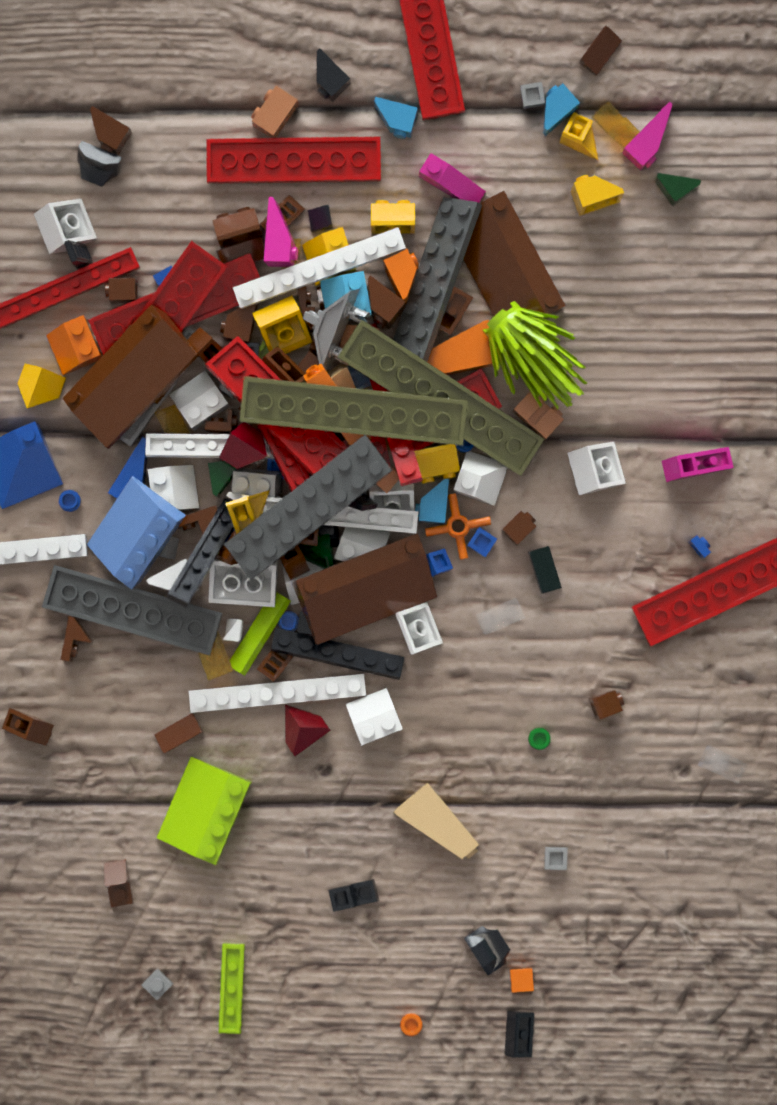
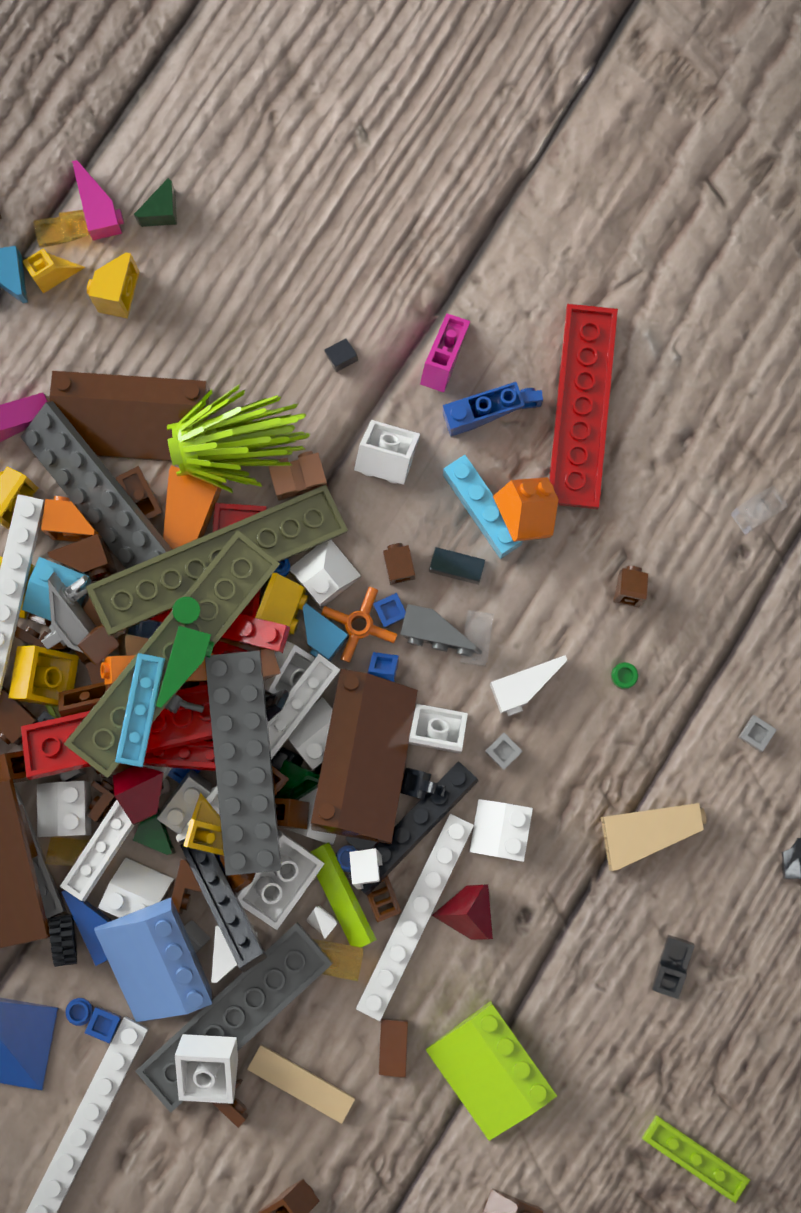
camera: 60 degrees left, 5 degrees down
(71, 523) = (103, 1024): none -> blue plate
(86, 613) = (206, 1068): none -> white slope
(110, 459) = (63, 940): none -> black tyre
(115, 684) = (301, 1083): none -> tan tile
(289, 636) = (365, 867): none -> white panel
(299, 414) = (140, 710): none -> medium azure tile
(321, 434) = (177, 701): none -> dark grey hand
(327, 353) = (98, 644): none -> reddish brown slope
(355, 422) = (186, 656): none -> green slope
(369, 638) = (417, 783): none -> black plate
(388, 401) = (186, 610): none -> green tile
(431, 684) = (503, 751): none -> light grey plate
(483, 669) = (519, 688): none -> white slope
(487, 579) = (427, 626): none -> dark grey slope
(598, 562) = (480, 505): none -> medium azure brick
(616, 596) = (528, 508): none -> orange slope
(648, 389) = (341, 355): none -> black slope
(671, 517) = (481, 408): none -> blue slope

